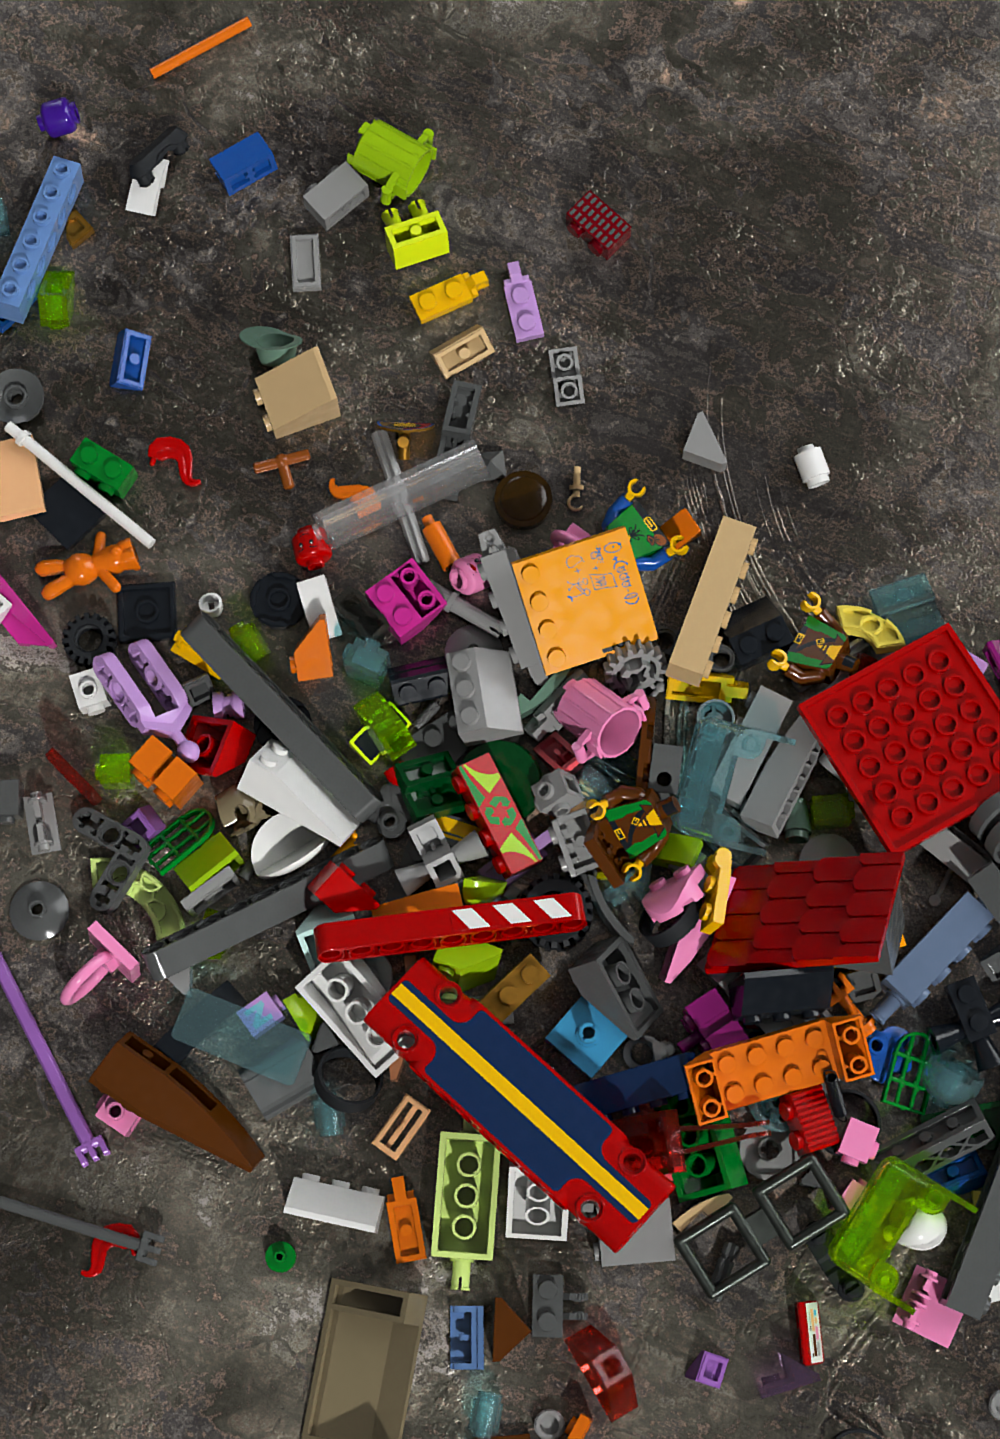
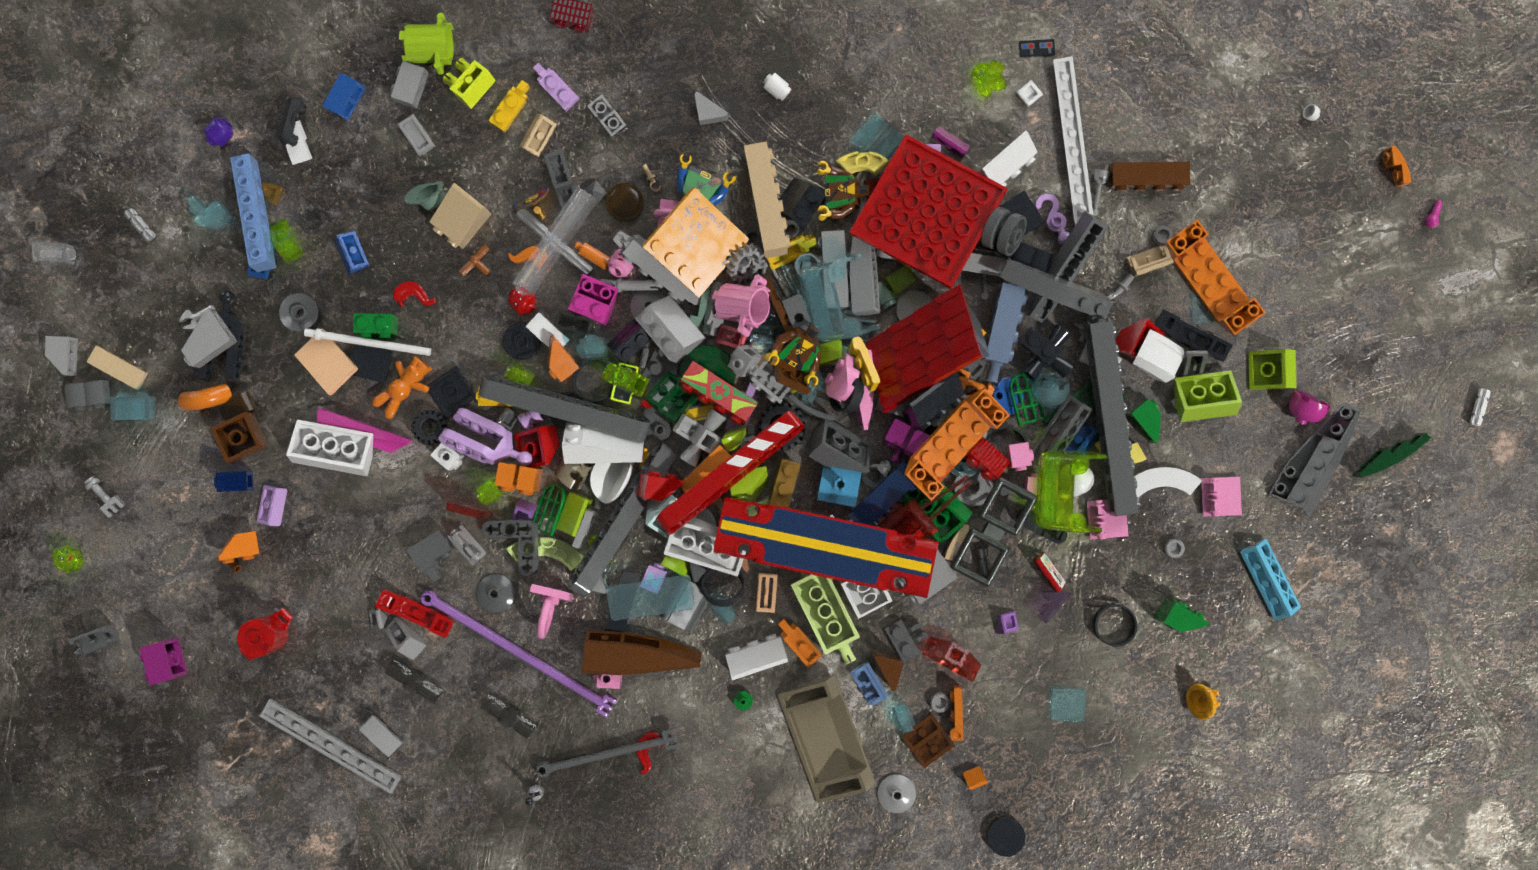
camera: 30 degrees left, 10 degrees up
(200, 47) = (275, 40): orange bar -> none
(210, 598) = (482, 370): white hinge -> none
(336, 677) = (574, 382): none -> black tyre
(683, 525) = (722, 165): orange slope -> none
(835, 1095) = (993, 438): black piece -> none

